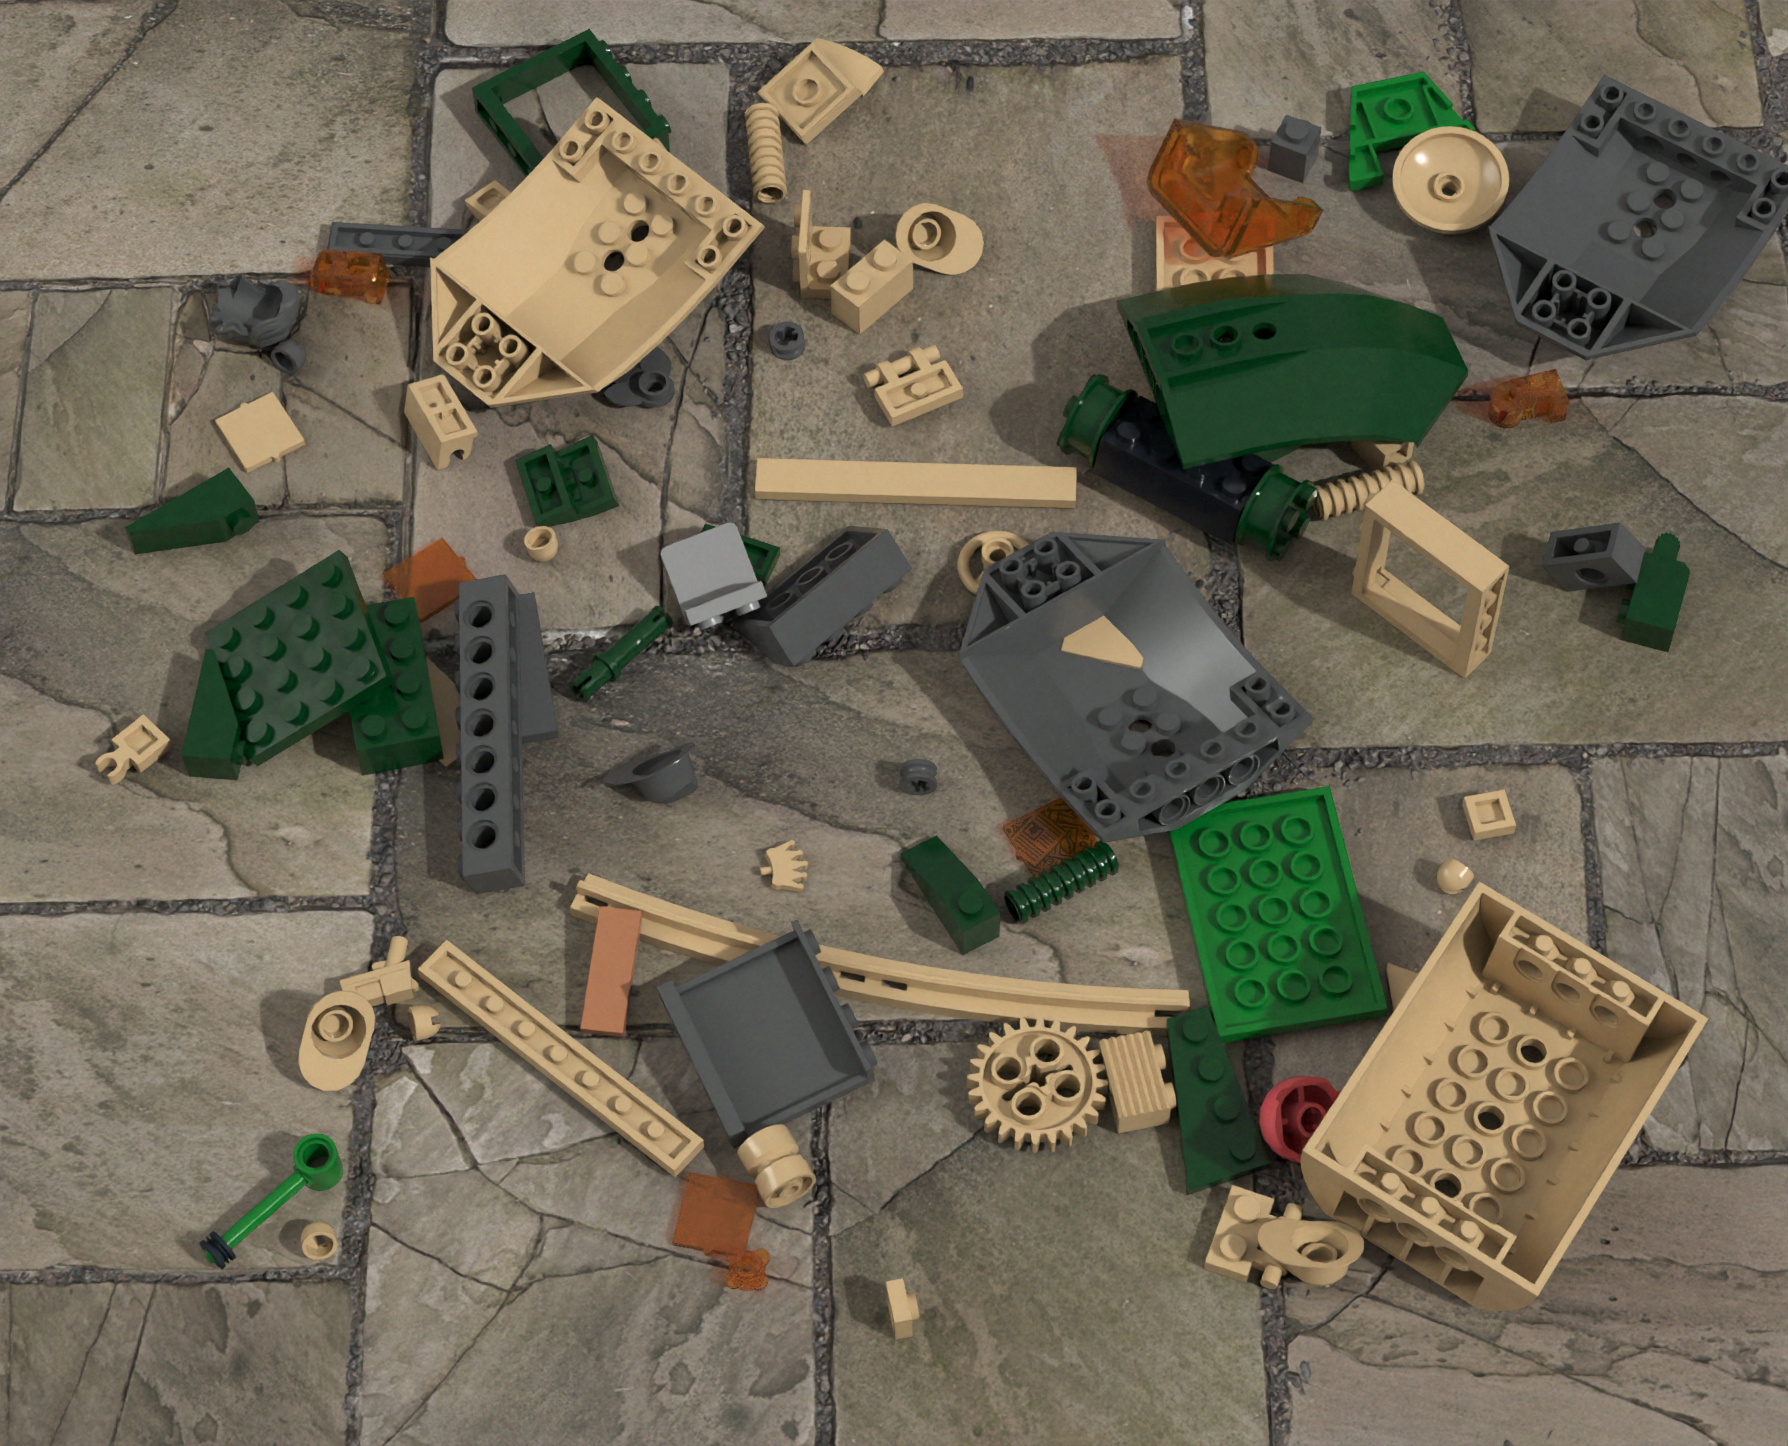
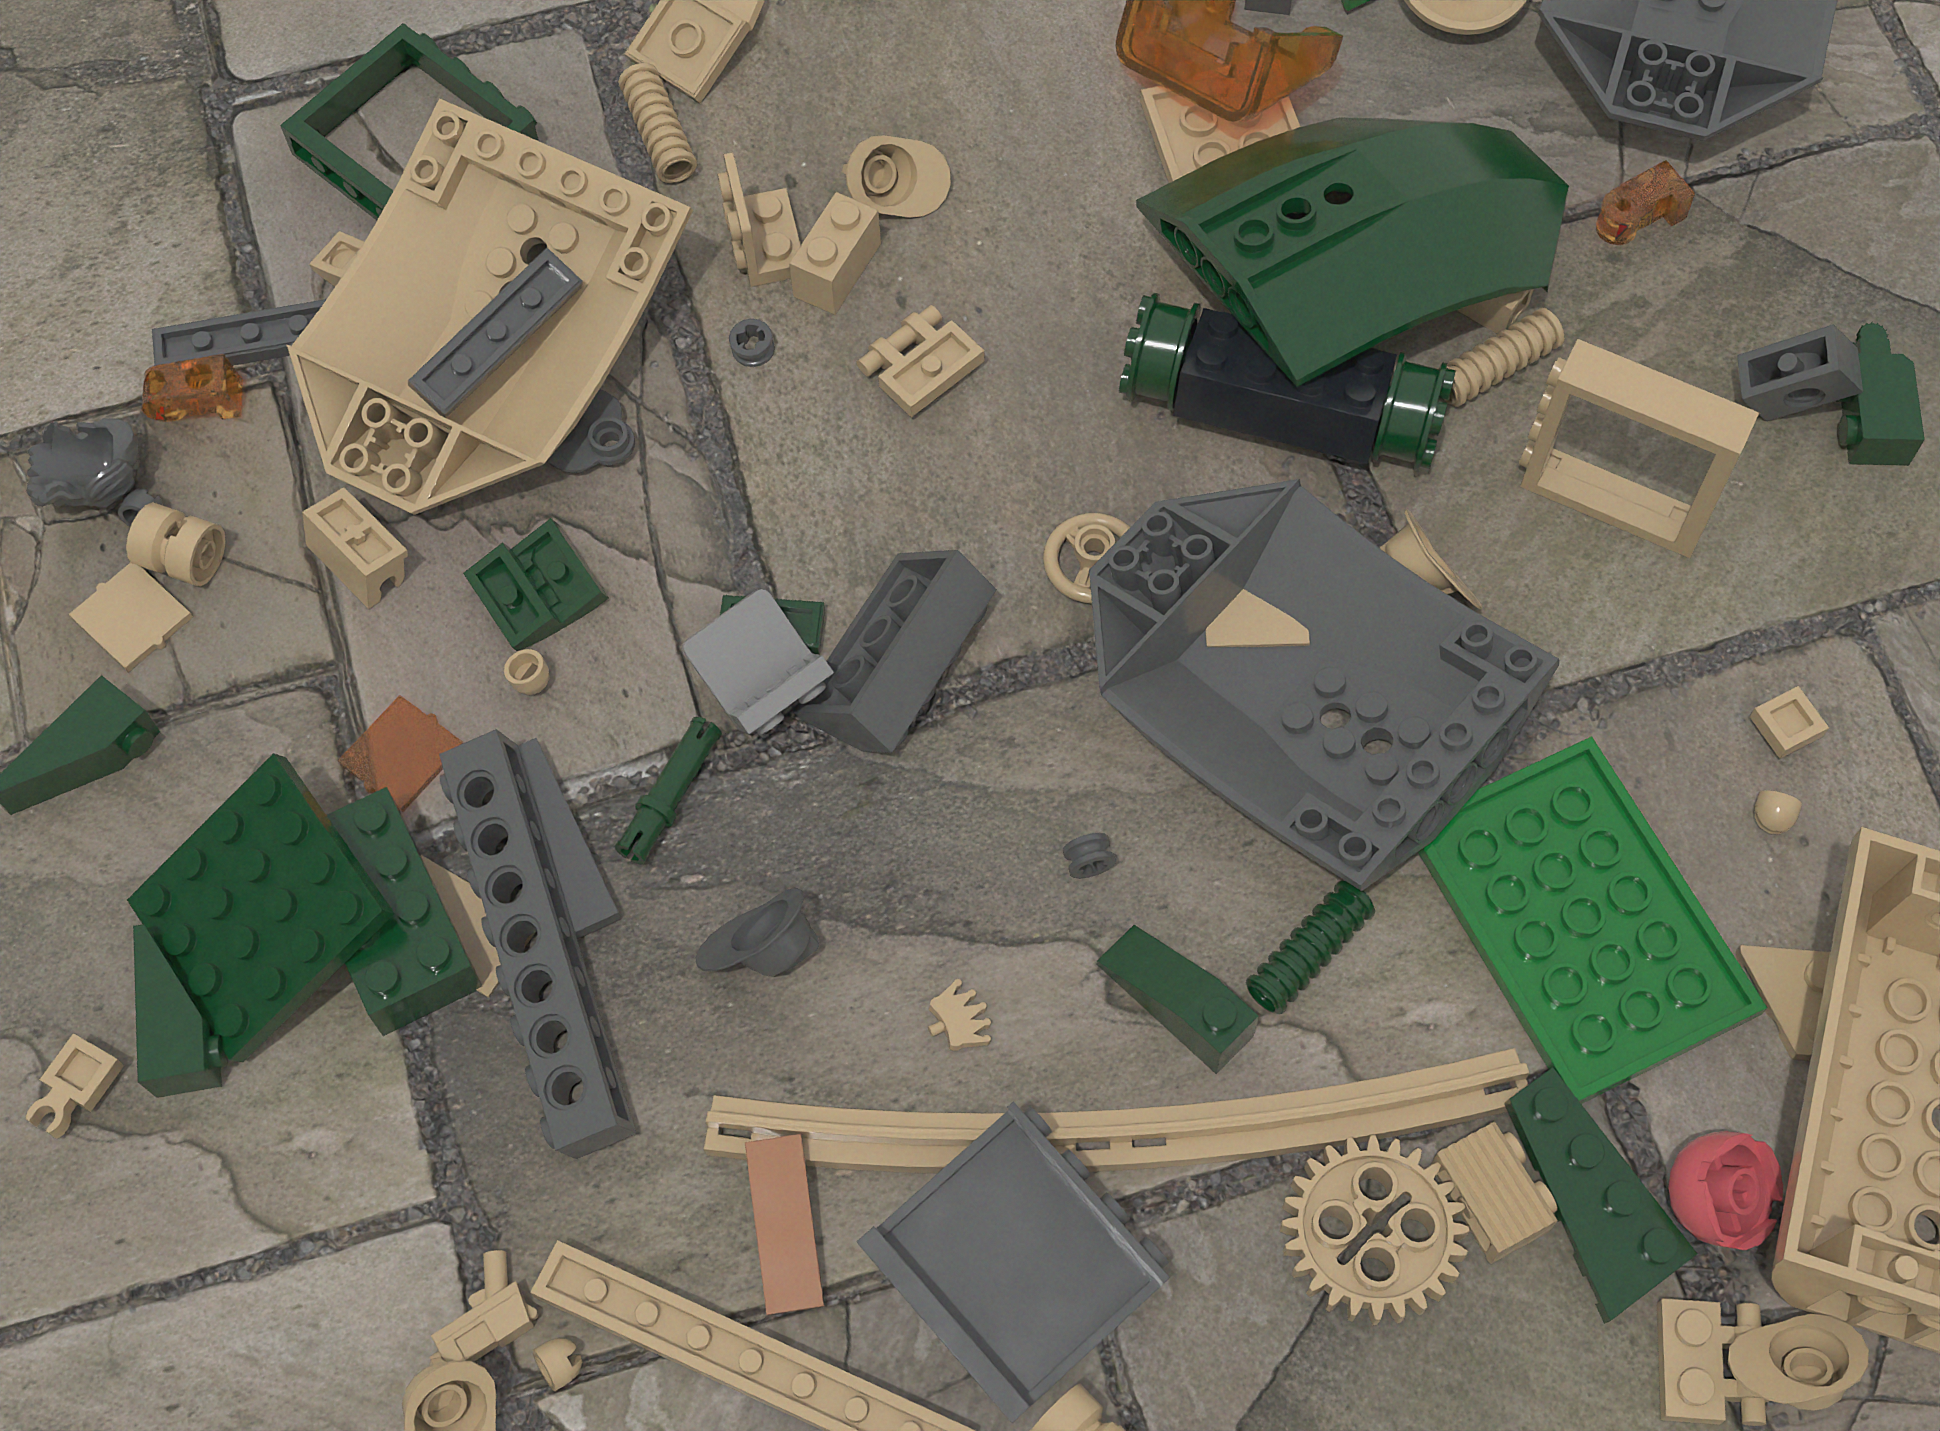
camera: 15 degrees left, 5 degrees up
(307, 386) = (175, 544): none -> tan wheel
(590, 286) = (495, 333): none -> dark grey tile
(916, 483) = (961, 480): tan tile -> none
(1048, 836) = (1273, 890): clear orange piece -> none
(1247, 624) = (1414, 551): none -> tan piece

